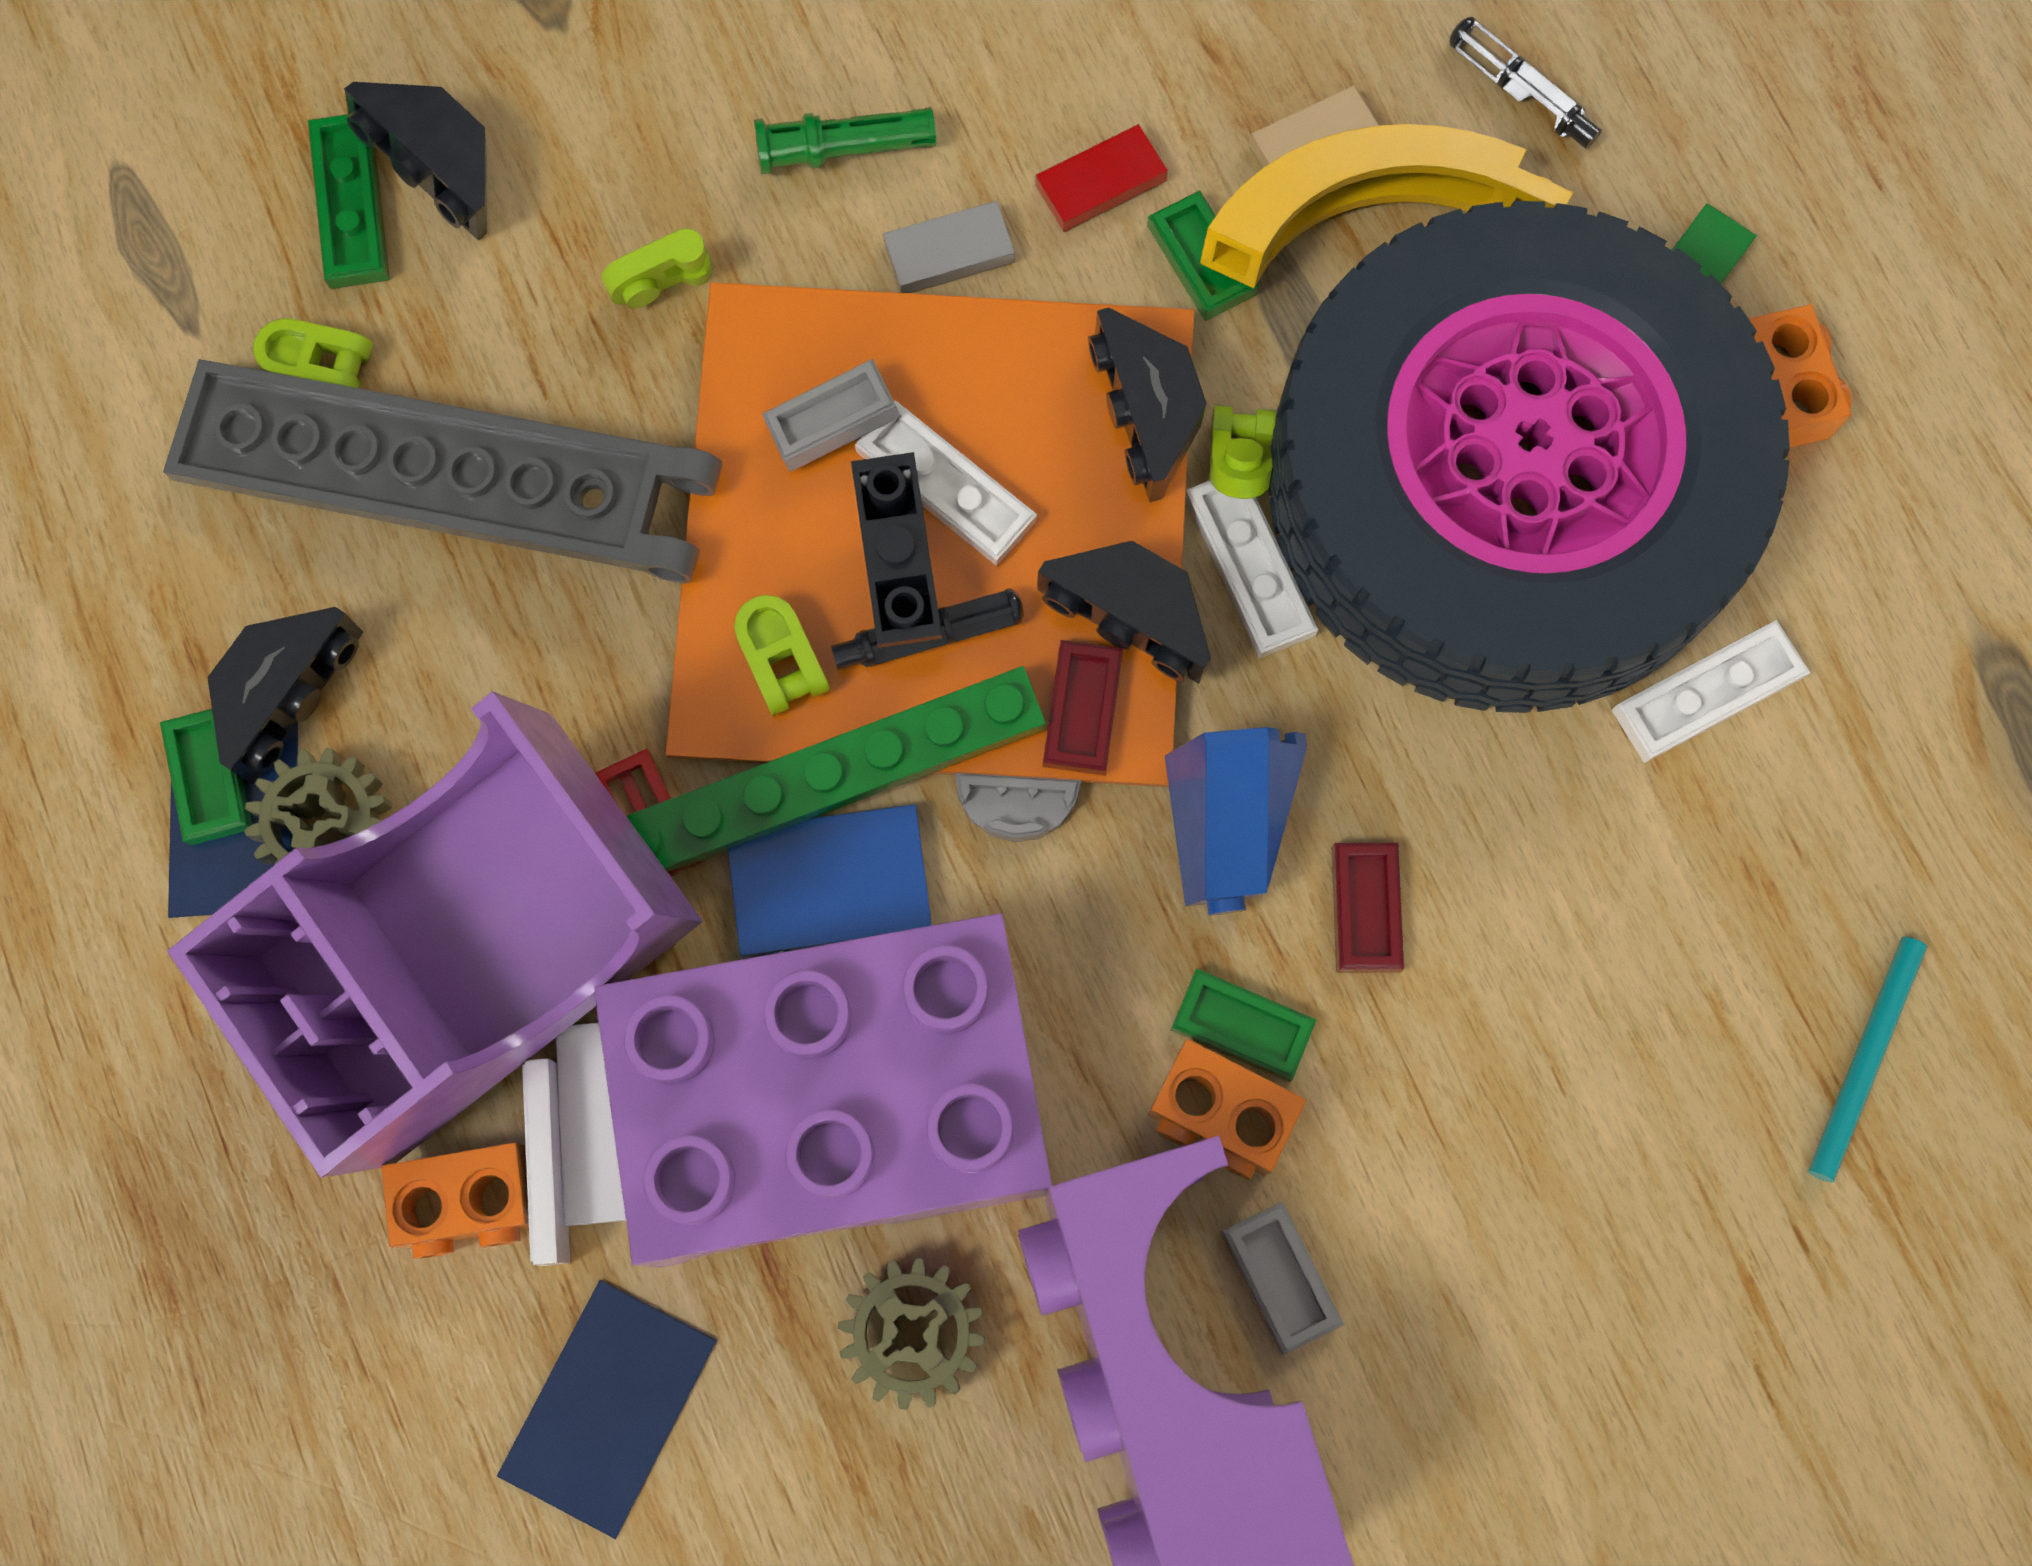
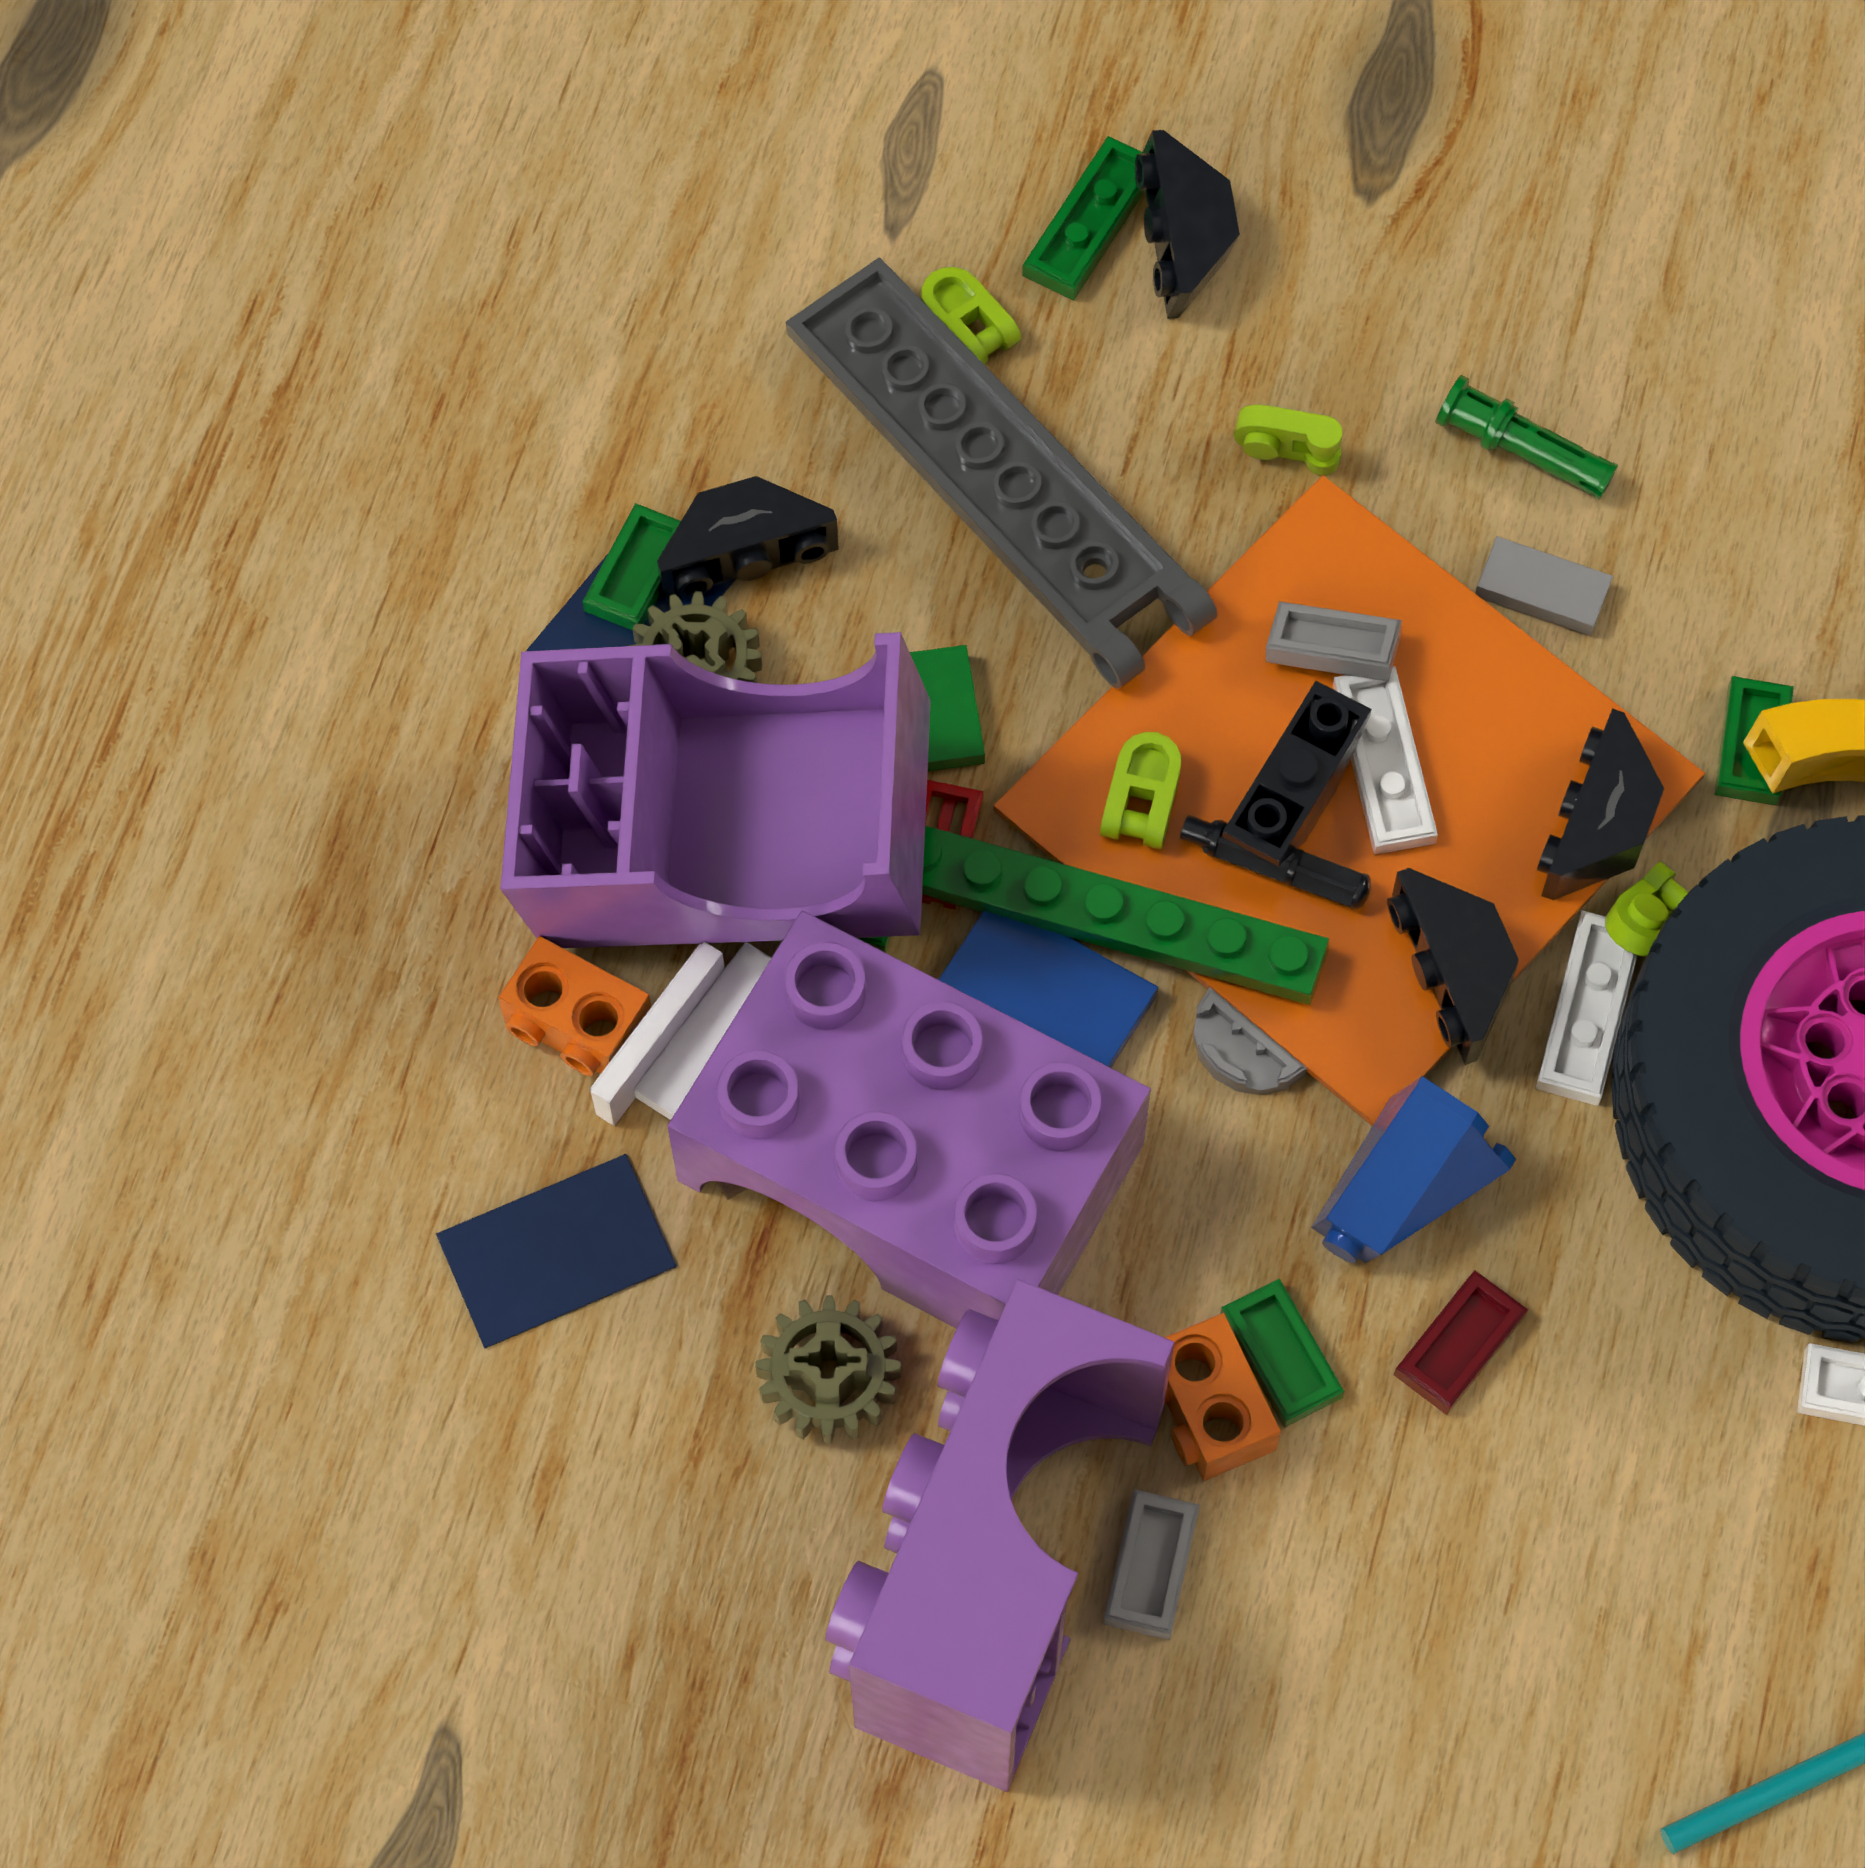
camera: 40 degrees right, 10 degrees down
(550, 685) = (954, 716): none -> green tile
(1082, 707) = (1352, 1011): dark red tile -> none
(1101, 177) = (1718, 619): red tile -> none

